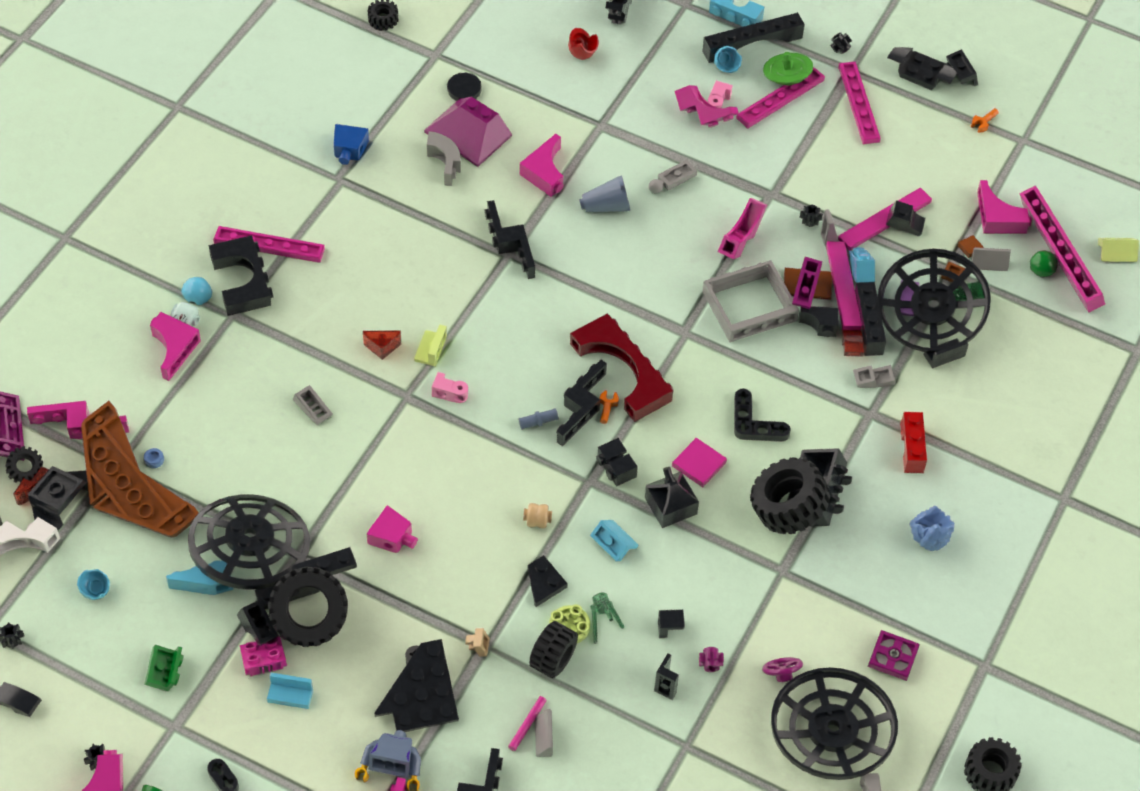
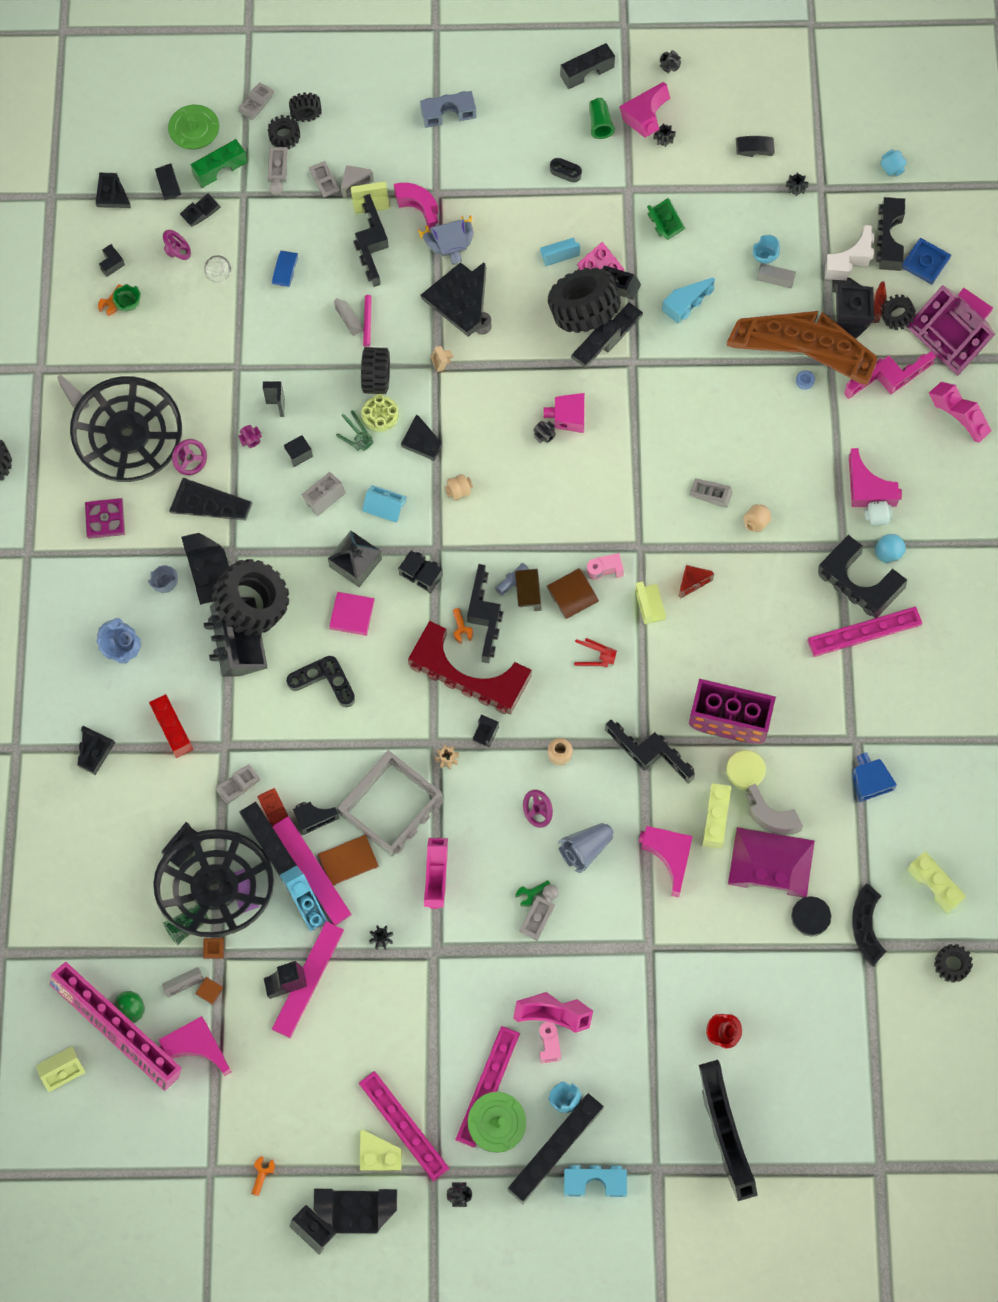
camera: 155 degrees right, 15 degrees up
(45, 360) = (966, 412): none -> dark pink arch
(99, 558) = (776, 275): none -> light grey slope
(246, 545) = (673, 352): black dish -> none
(290, 362) = (757, 518): none -> tan head
(356, 60) = (945, 890): none -> yellowish green arch
(426, 219) = (731, 712): none -> magenta brick
(426, 524) = (544, 431): none -> black gear
(429, 68) = (862, 925): none -> black tile
(442, 194) = (745, 769): none -> yellowish green tile
(480, 179) = (716, 816): none -> yellowish green arch
(492, 383) = (572, 593): none -> reddish brown slope
(496, 322) = (607, 654): none -> red plant
(529, 399) = (528, 588): none -> dark brown panel
(585, 268) = (560, 751): none -> tan head
(626, 240) = (540, 806): none -> magenta piece
(635, 316) = (486, 731): none -> black panel
(668, 570) = (323, 493): none -> light grey hinge
(673, 195) = (530, 893): none -> green bar
(682, 311) = (450, 752): none -> tan gear
(792, 629) = (206, 501): none -> black wing
(807, 282) = (343, 839): magenta slope -> none
(815, 552) = (206, 563): none -> black piece
(828, 229) = (352, 924): light grey slope -> none
(862, 567) = (163, 579): none -> sand blue hair
(888, 94) = (378, 1154): none -> yellowish green wing
(993, 459) = (93, 750): none -> black wing

